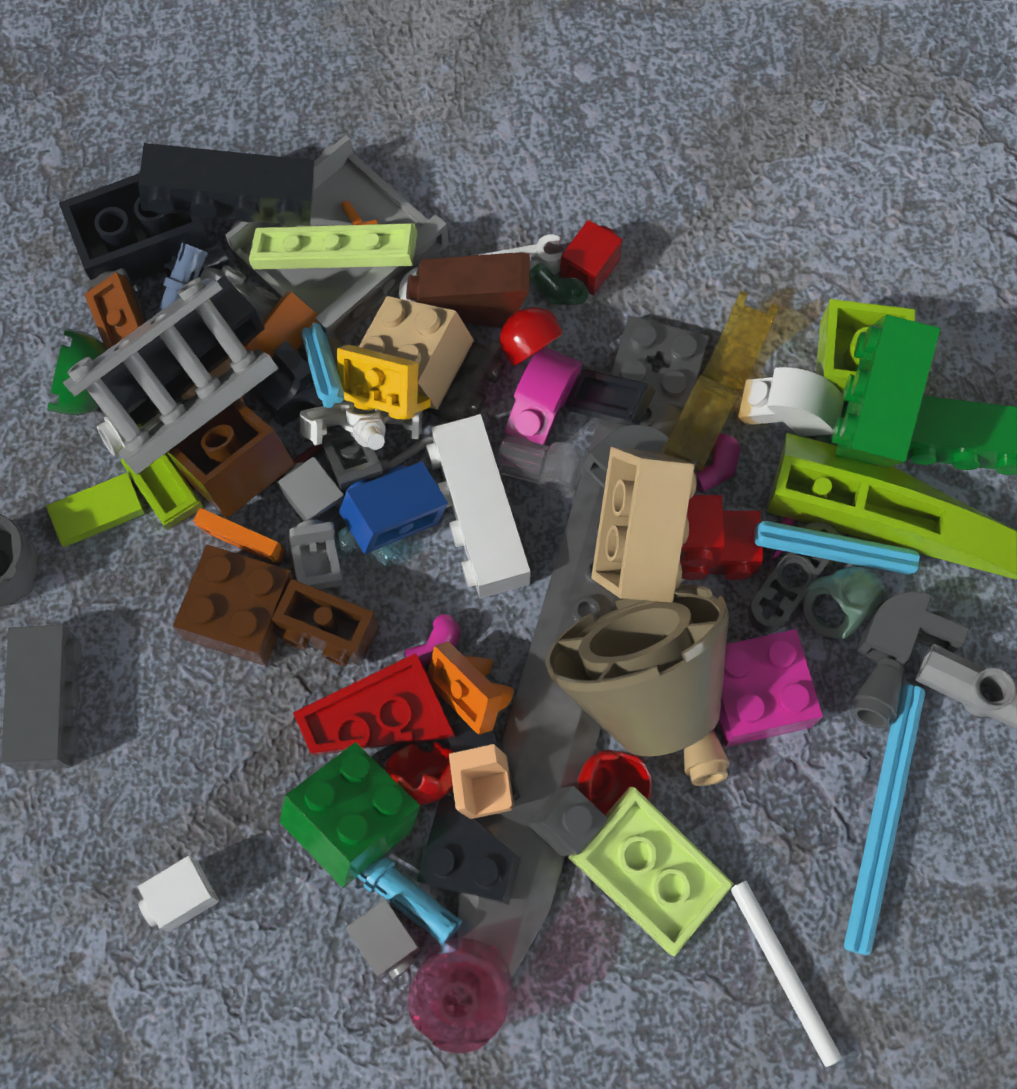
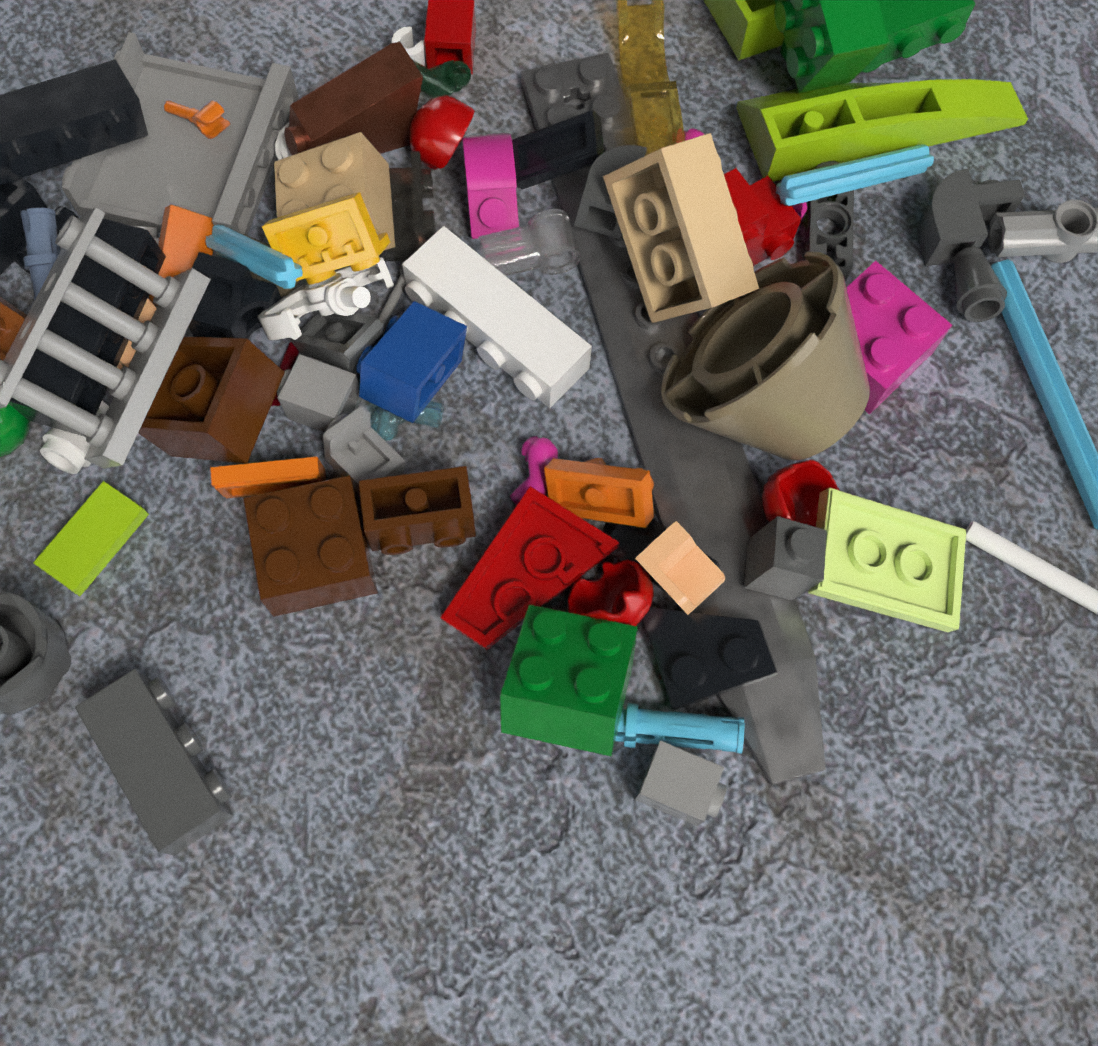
camera: 35 degrees left, 0 degrees up
(166, 491) = (154, 478): lime tile -> none
(176, 895) = (438, 873): white brick -> none
(333, 246) = (184, 144): yellowish green tile -> none
(437, 1010) = (828, 786): clear pink brick -> none
(706, 761) = (870, 435): tan cone -> none
(793, 396) = (730, 60): white brick -> none
(856, 591) = (897, 201): sand green piece -> none

